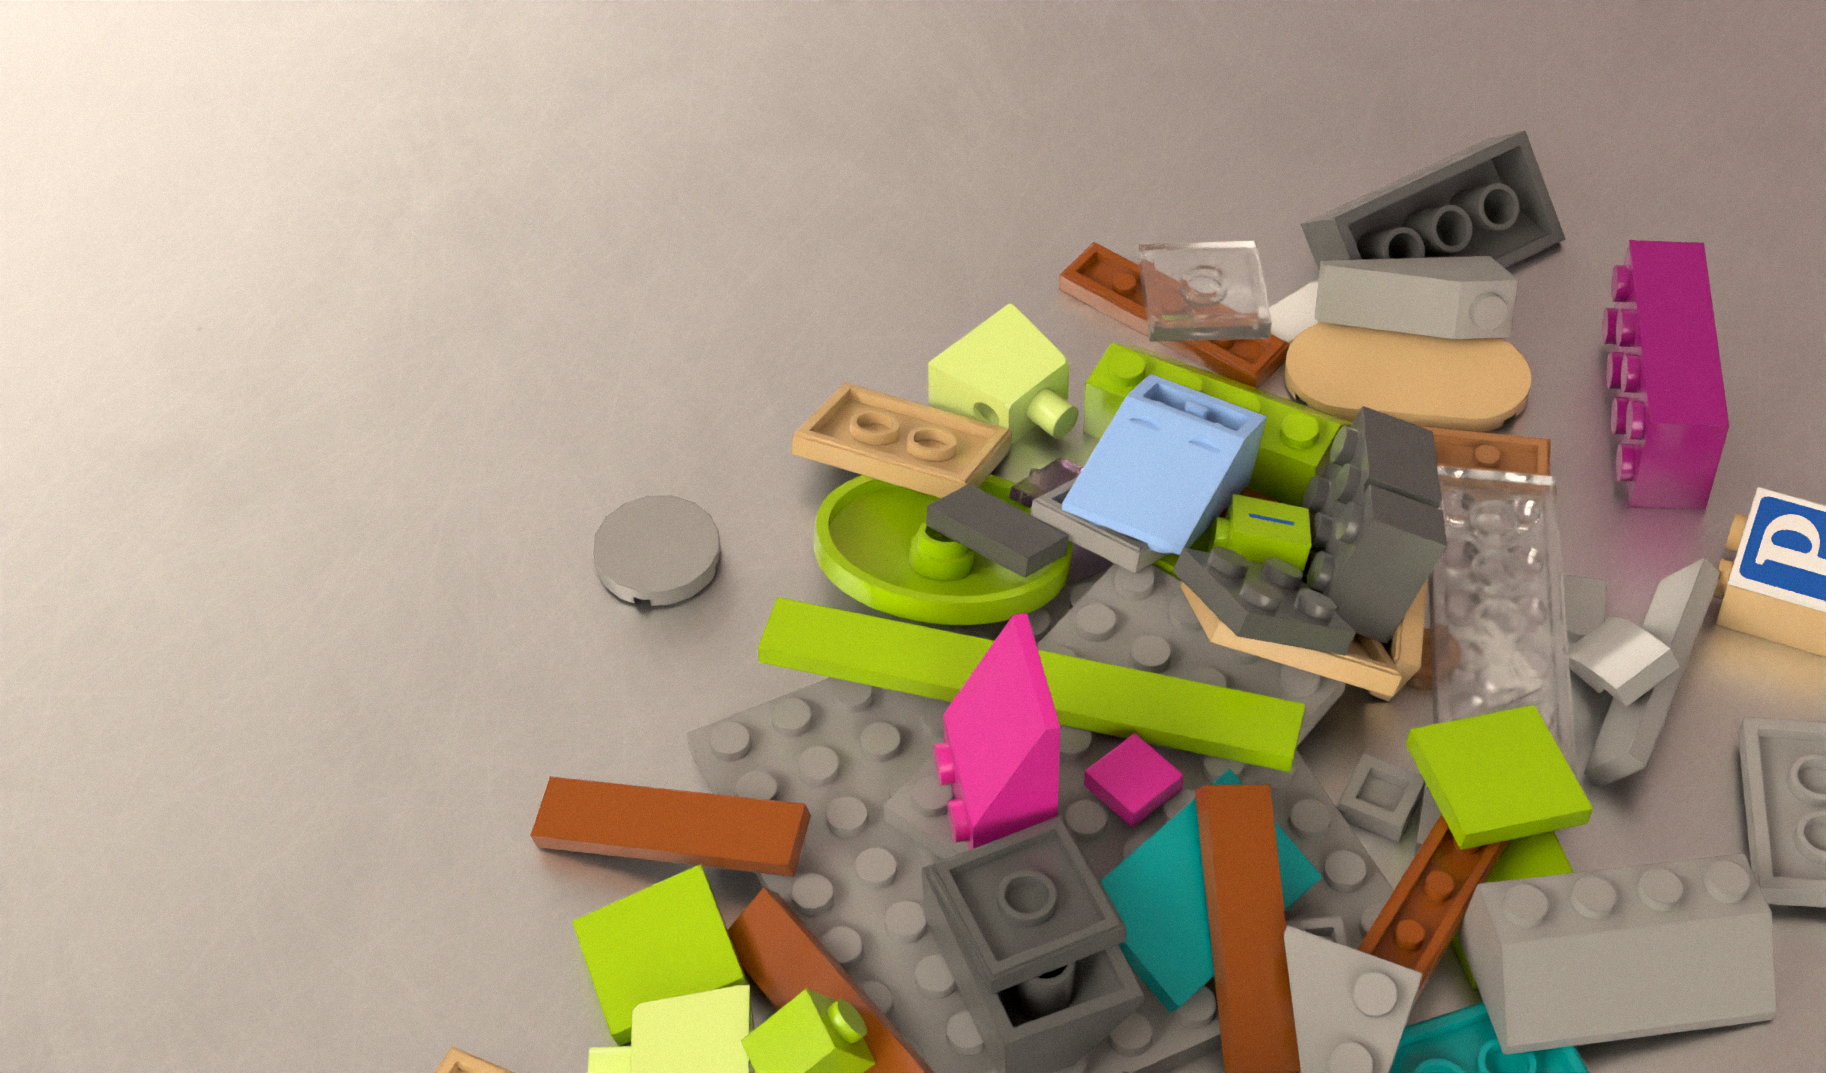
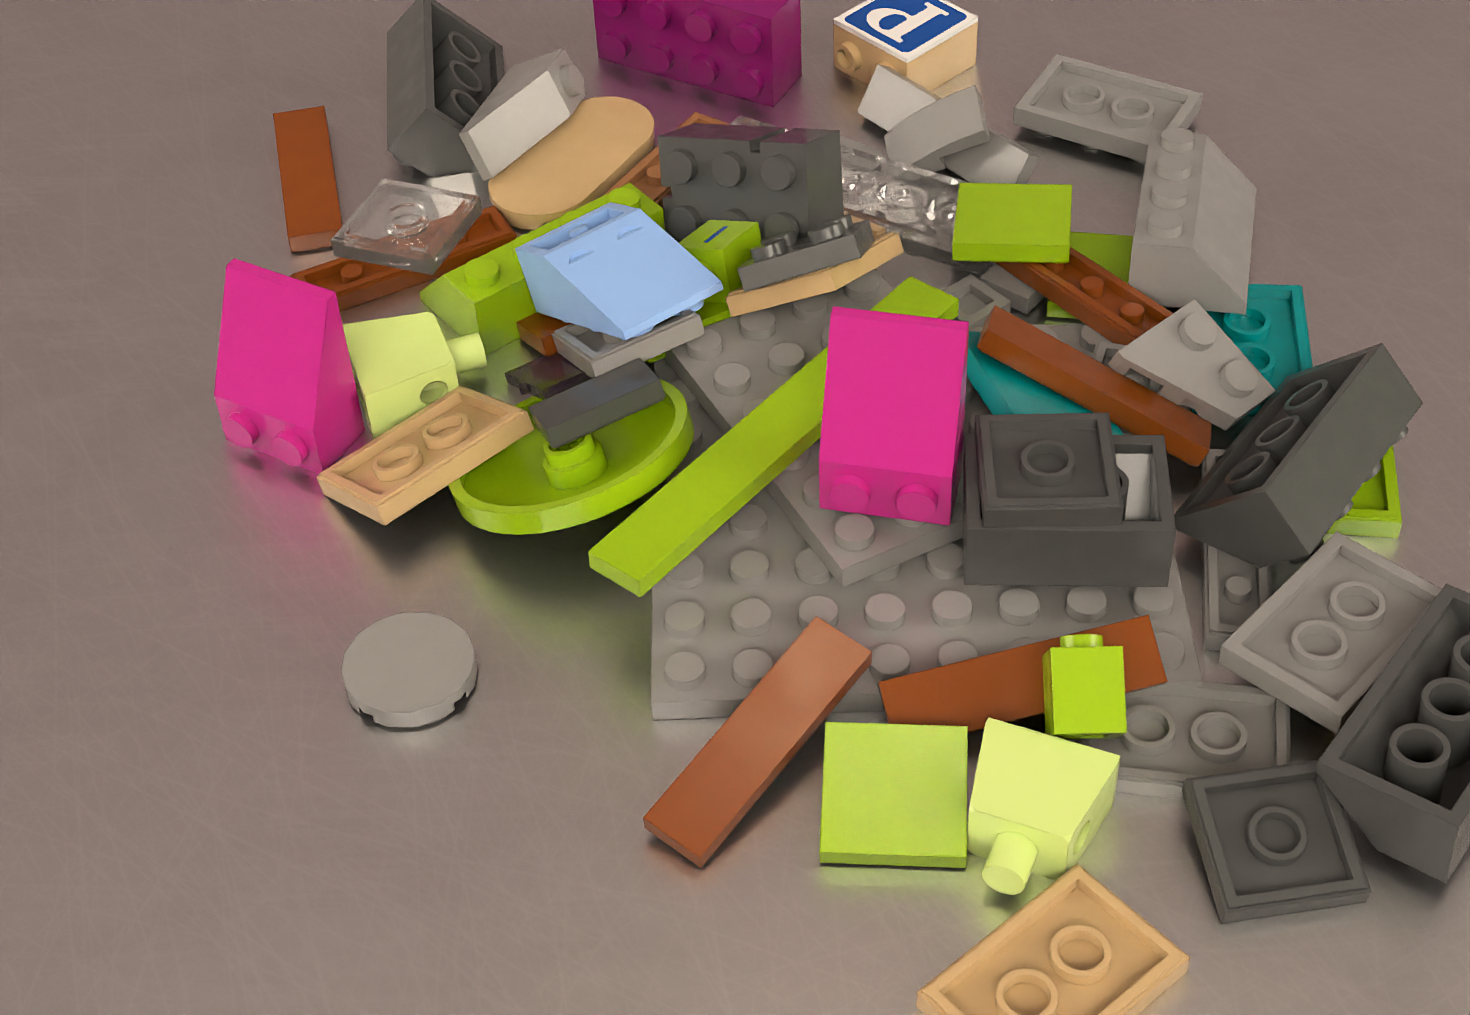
camera: 65 degrees left, 5 degrees down
(904, 300) = (285, 369): none -> dark pink slope
(1251, 186) = (307, 178): none -> dark orange tile

